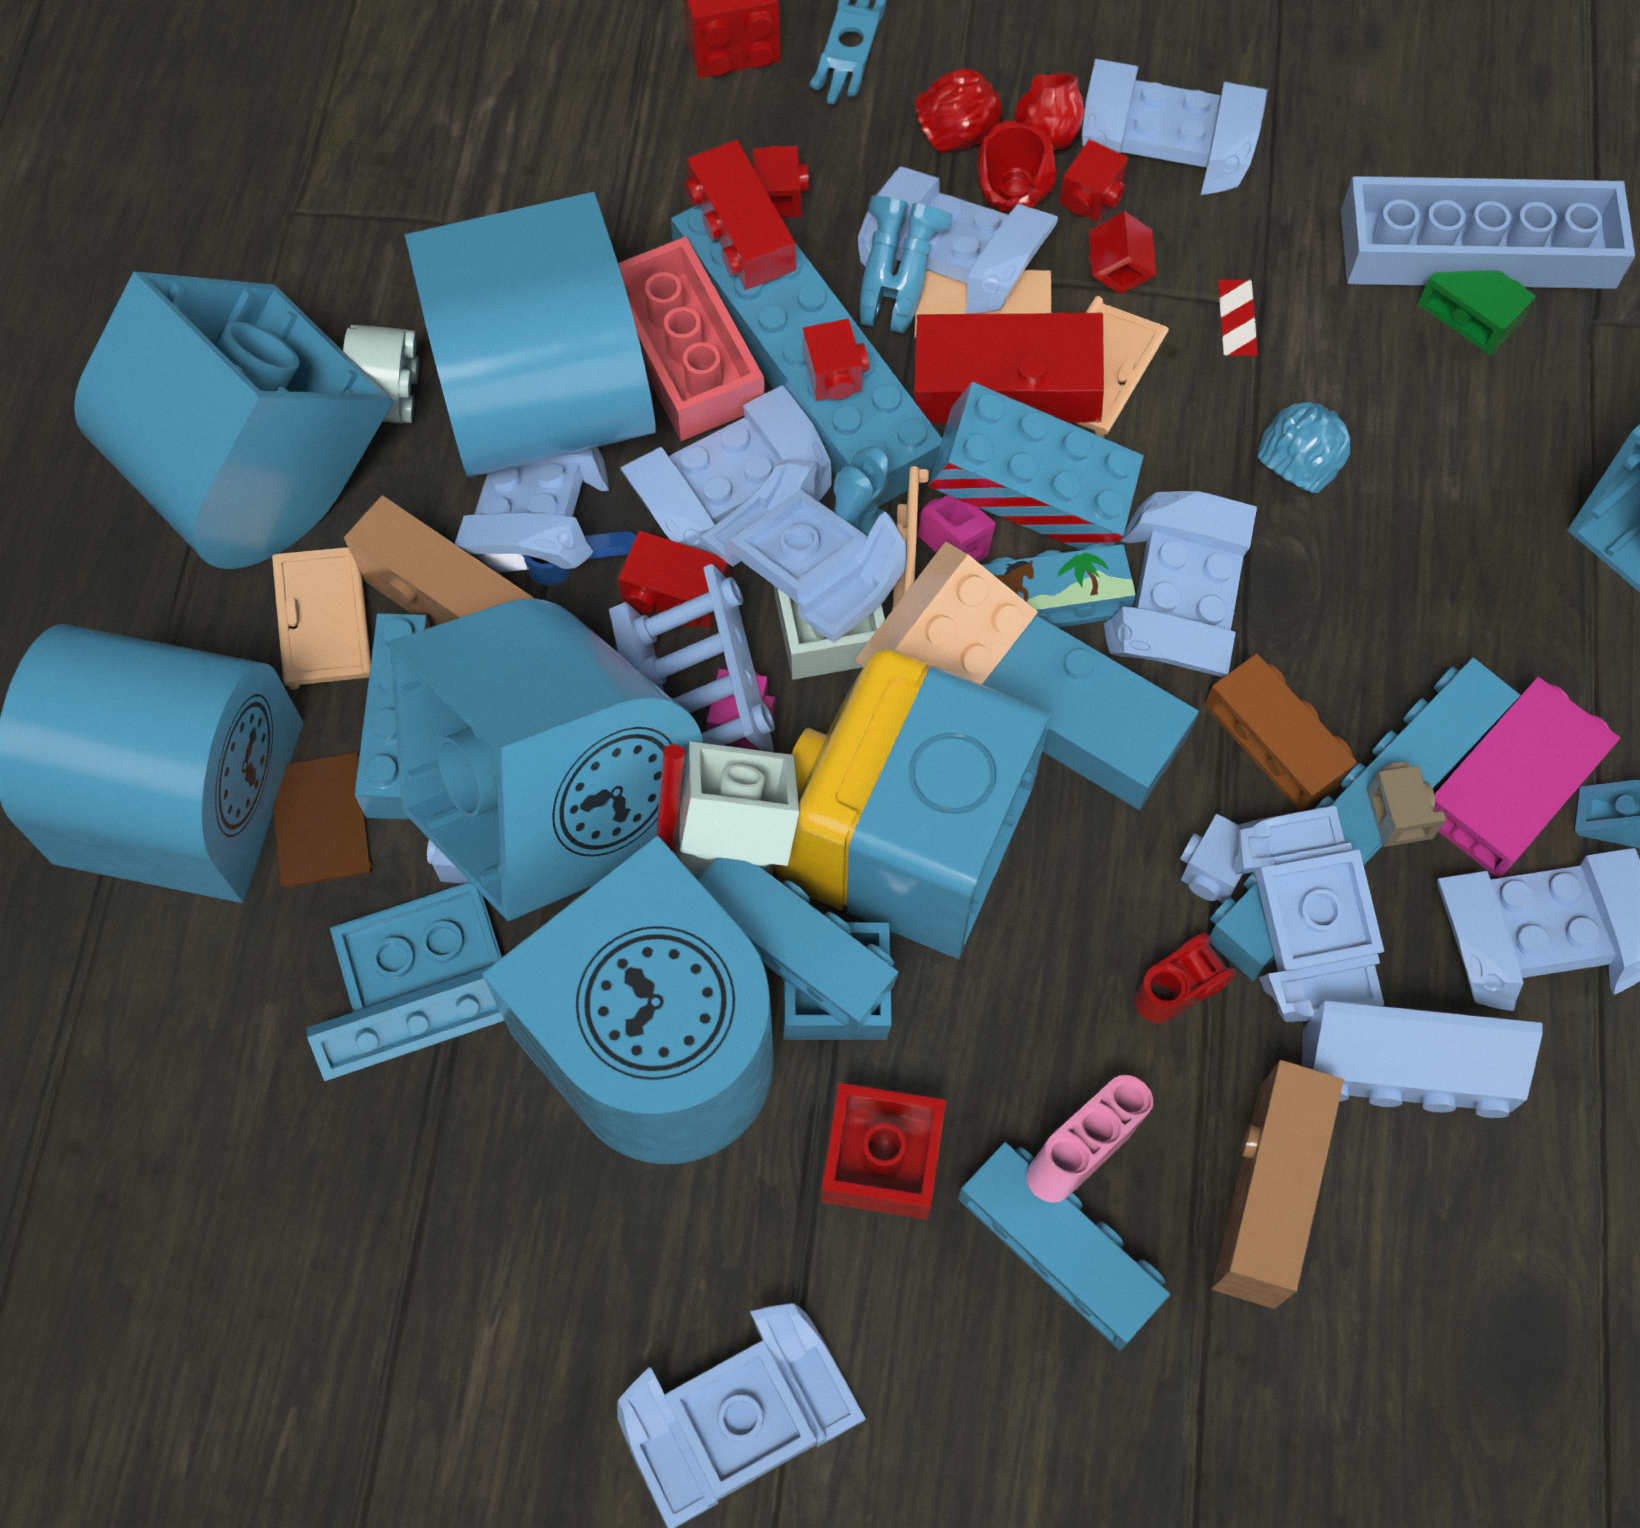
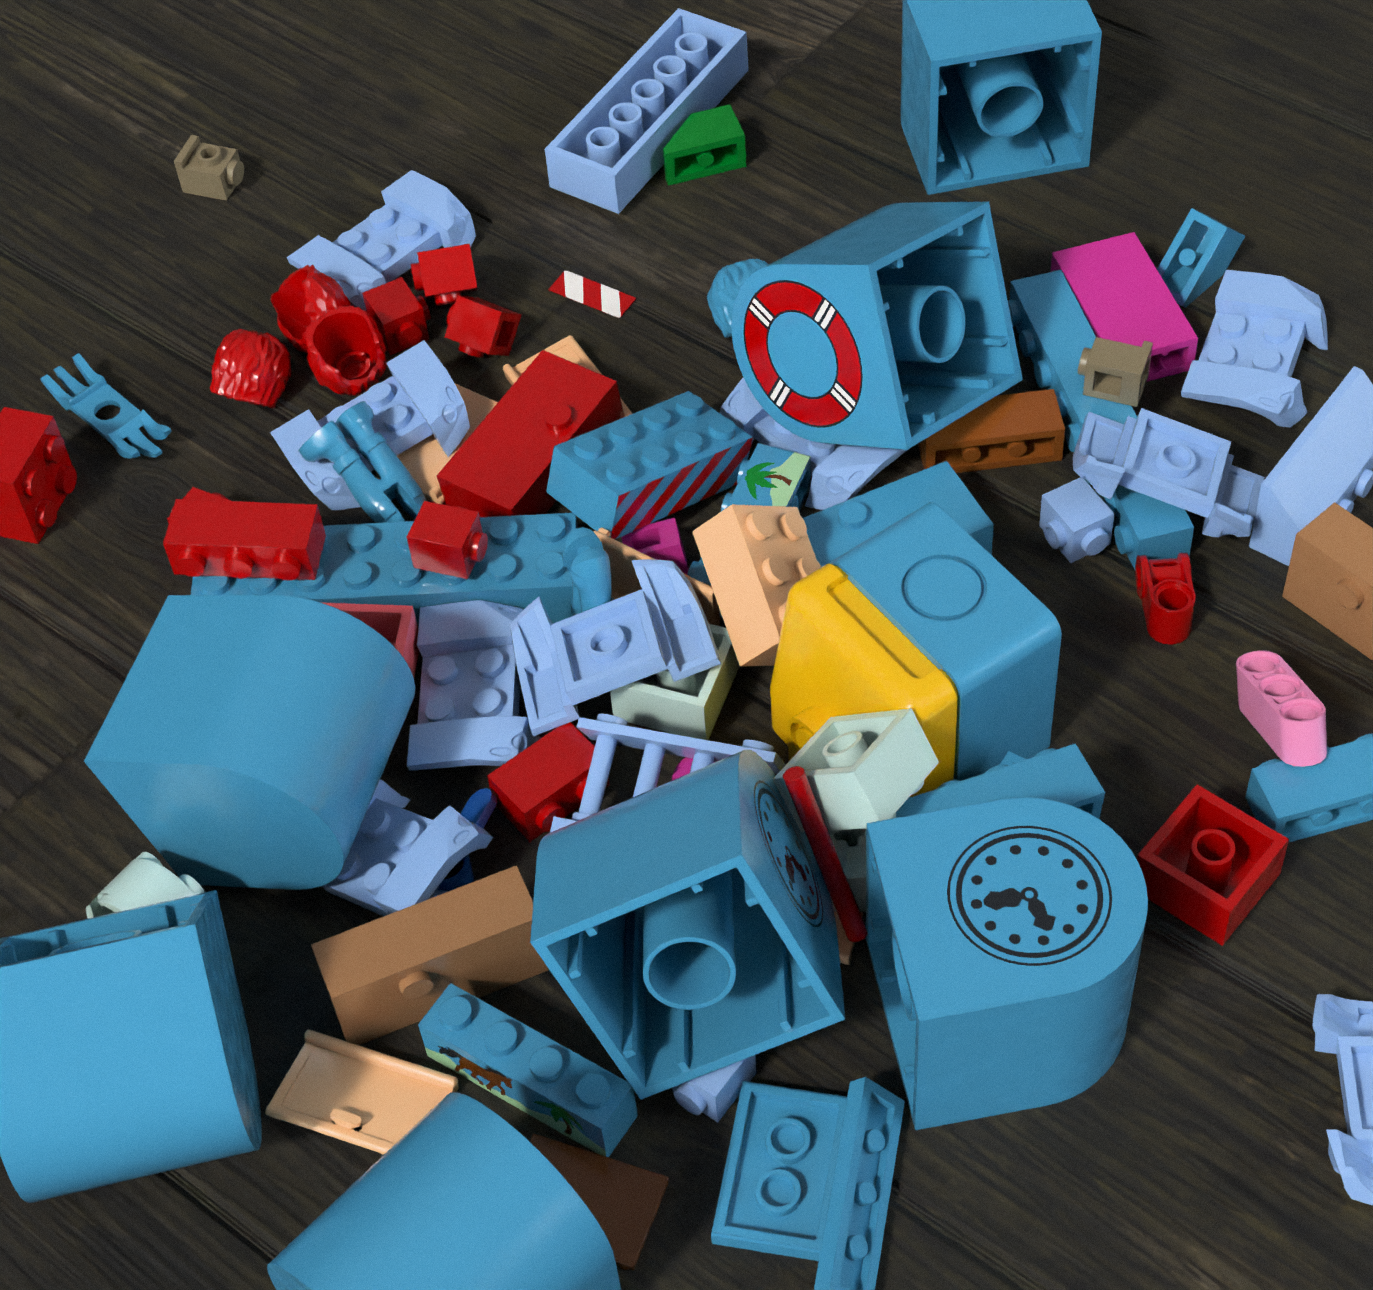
camera: 55 degrees left, 15 degrees down
(1154, 188) = (445, 273): none -> red brick
(1287, 574) = (880, 327): none -> dark azure brick

